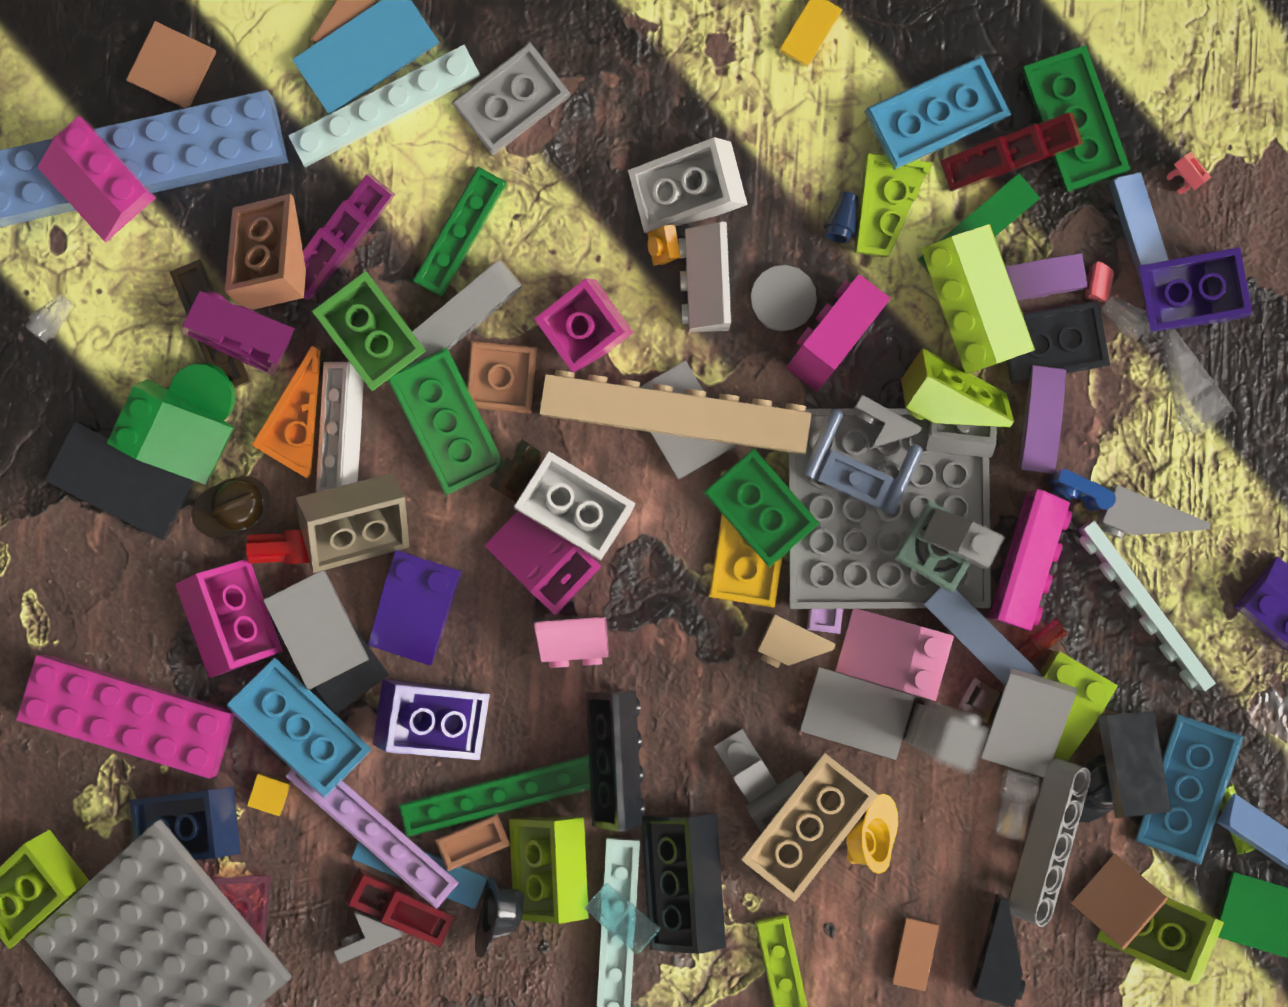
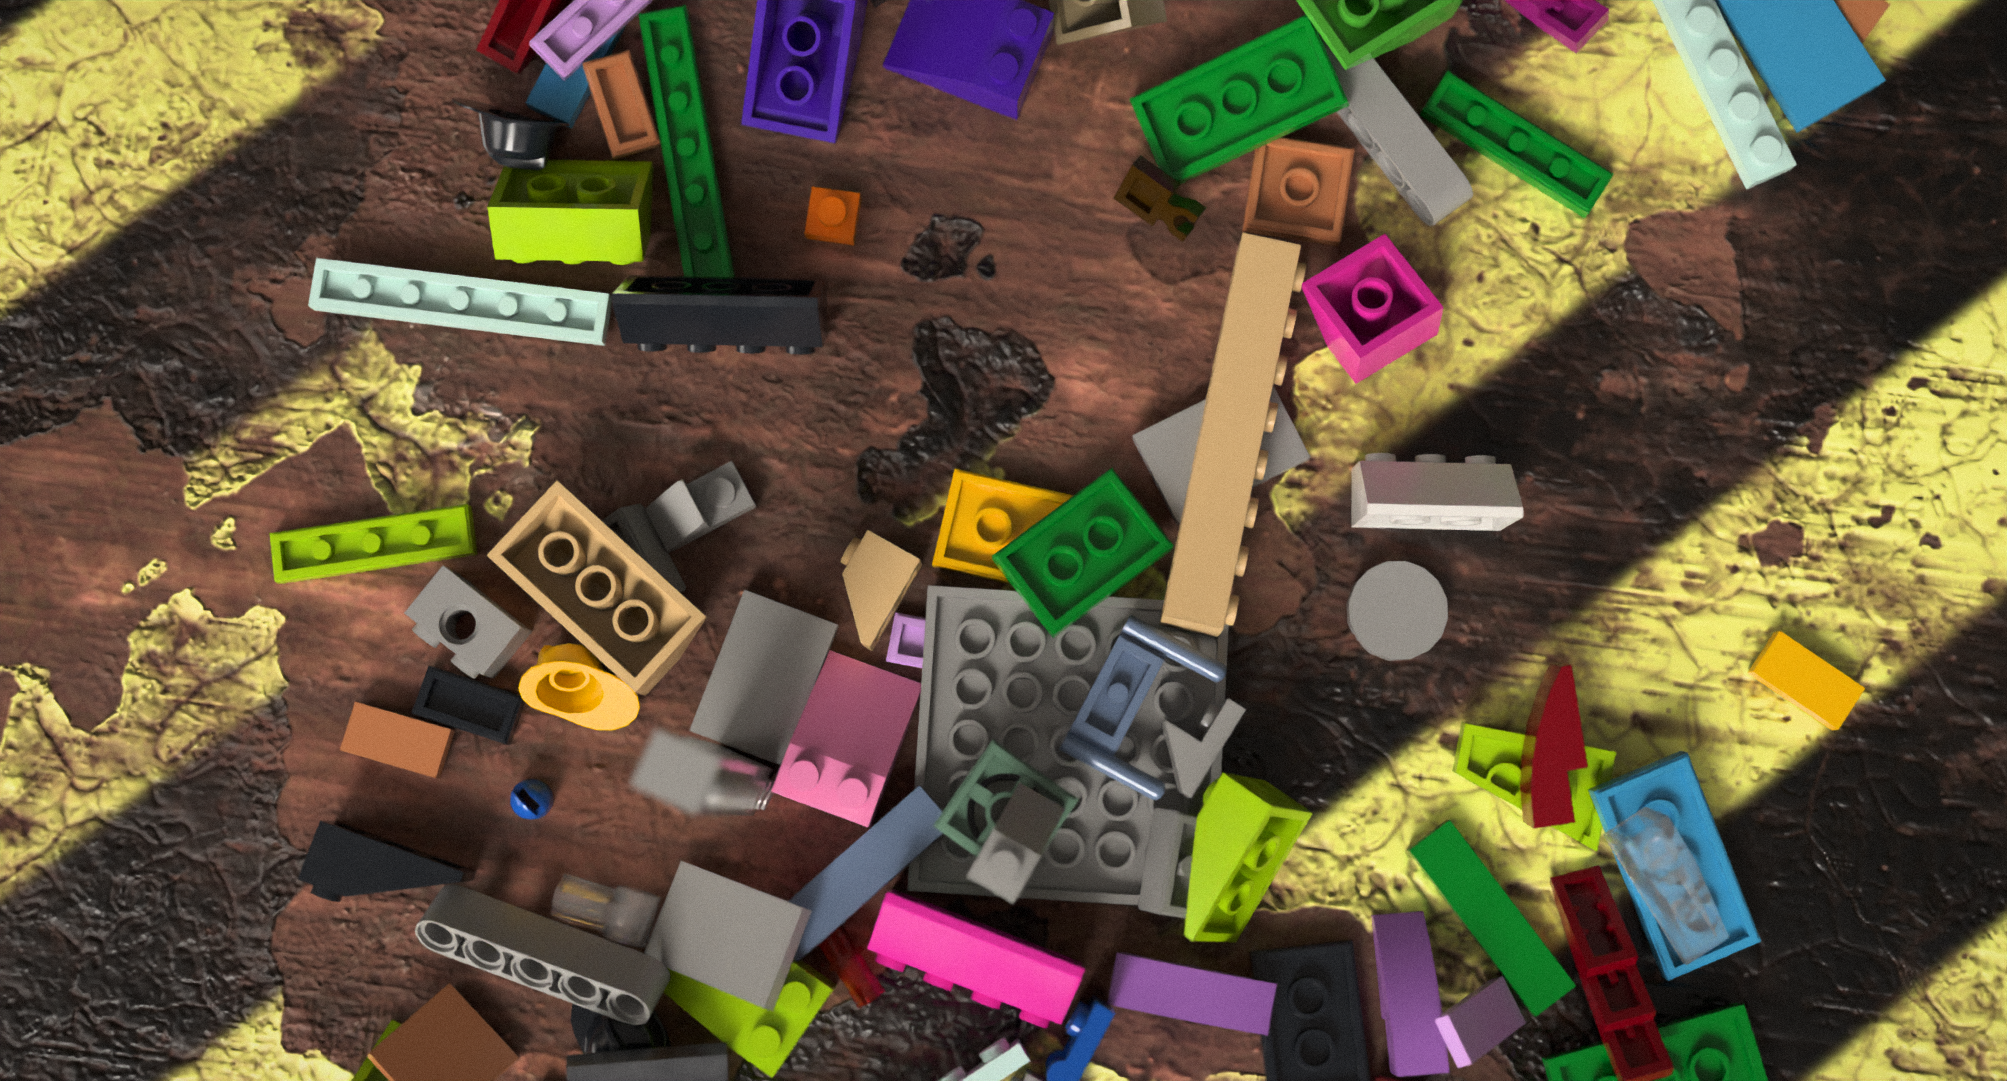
camera: 90 degrees right, 5 degrees down
(511, 98) = (1712, 230): light grey tile -> none
(539, 691) = (833, 215): none -> orange plate
(542, 561) = (1027, 230): dark pink slope -> none
(572, 640) = (904, 258): bright pink slope -> none
(575, 506) = (1100, 273): white slope -> none
(622, 918) = (490, 307): clear light blue slope -> none
(663, 245) = (1486, 434): light orange plate -> none
(684, 881) = (534, 403): black slope -> none
(688, 185) = (1575, 479): white slope -> none
(837, 332) = (1345, 685): dark pink wedge -> none
(837, 893) = (496, 630): none -> light grey brick
(842, 220) = (1505, 703): dark blue cone -> none
(873, 195) = (1551, 749): none -> dark red slope
(888, 908) = (469, 705): none -> black tile
(943, 856) = (539, 792): none -> blue hinge
(951, 118) = (1668, 882): none -> clear slope
(977, 299) = (1384, 903): lime slope -> none
(981, 701) = (758, 862): dark brown plate -> none
(1047, 234) = (1480, 1021): none -> lavender tile

